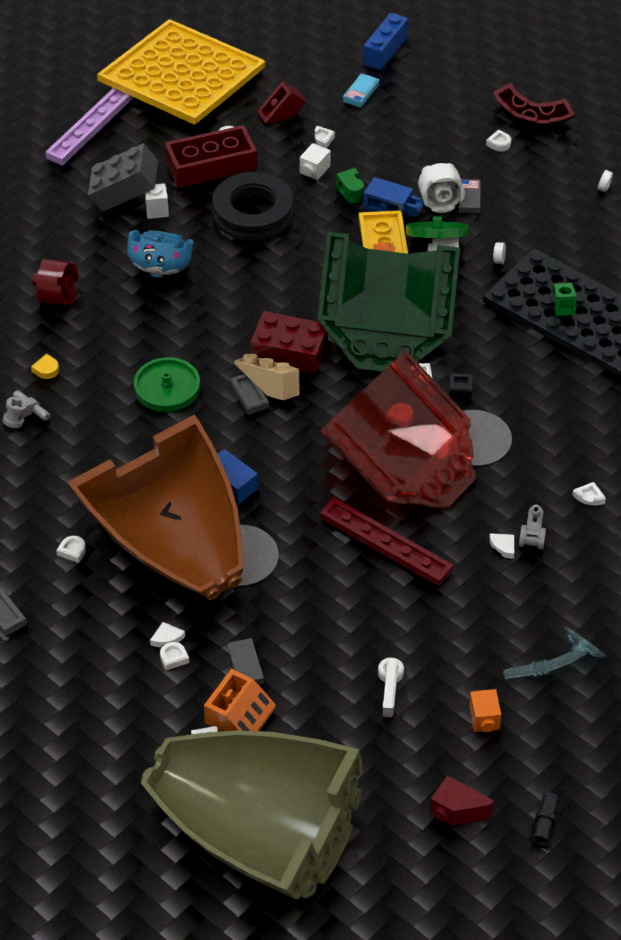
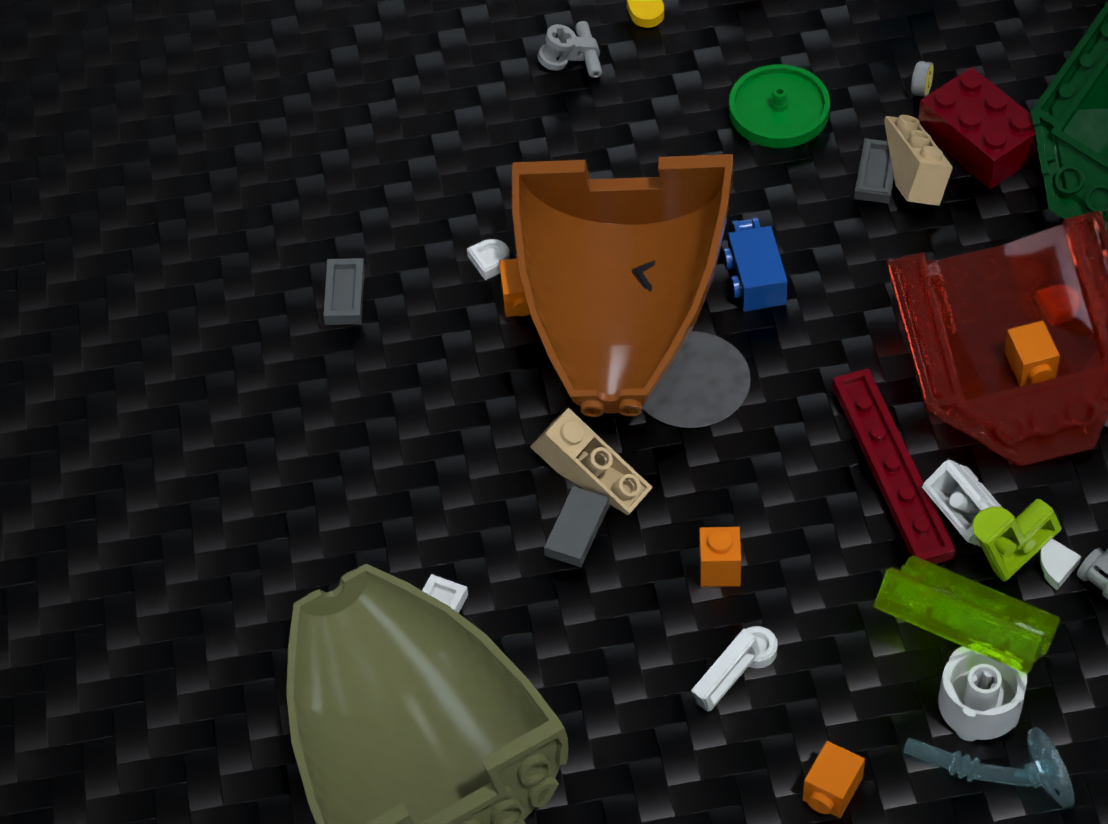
camera: 40 degrees right, 5 degrees up
(107, 554) = (513, 292): none -> orange brick
(166, 634) = (509, 433): white tile -> none
(173, 655) = (496, 464): white tile -> none
(224, 625) = (589, 462): none -> tan slope
(235, 331) = (922, 78): none -> light grey tile
(238, 704) = (512, 578): orange slope -> none
(337, 634) = (720, 556): none -> orange brick
(412, 446) = (1031, 353): none -> orange brick
(442, 538) = (959, 496): none -> white brick
(478, 540) = (1012, 540): none -> lime brick
(489, 589) = (967, 613): none -> clear neon green fence
(523, 625) = (980, 695): none -> white brick

